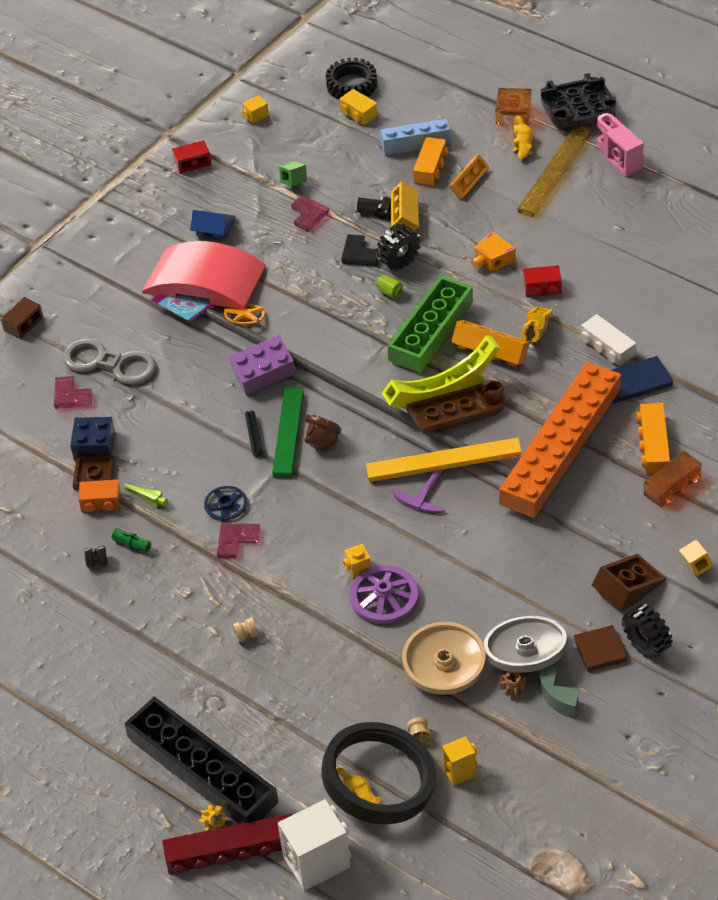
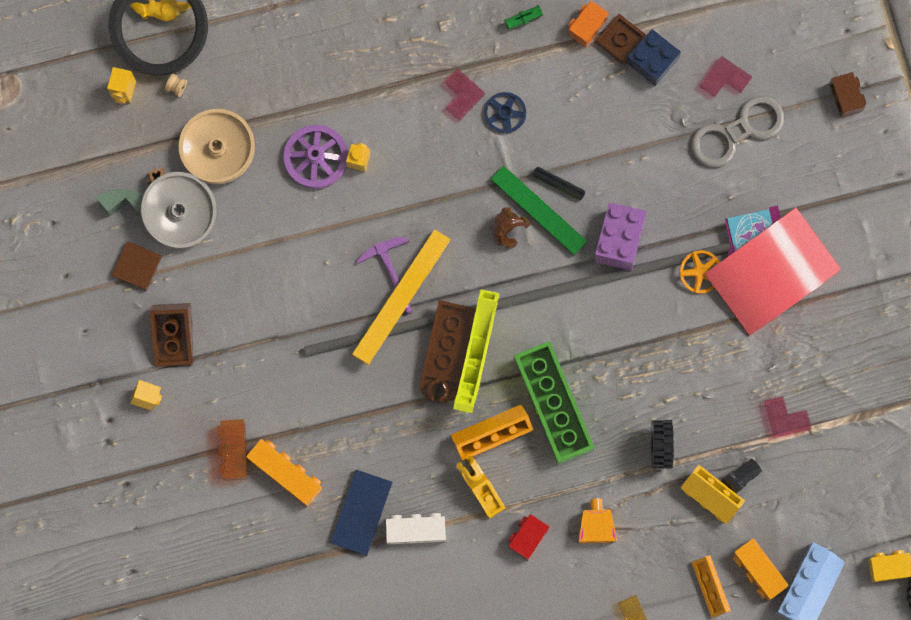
camera: 125 degrees right, 30 degrees up
(154, 497) = (555, 63): lime piece -> none
(210, 222) = (838, 326): blue slope -> none
(245, 630) = (365, 35): tan wheel -> none
(293, 173) = (841, 437): bright green brick -> none
(356, 254) = (699, 416): black tile -> none
(389, 286) = (630, 409): lime brick -> none
(559, 440) = (339, 396): orange brick -> none
(647, 631) = (109, 296): black bush -> none

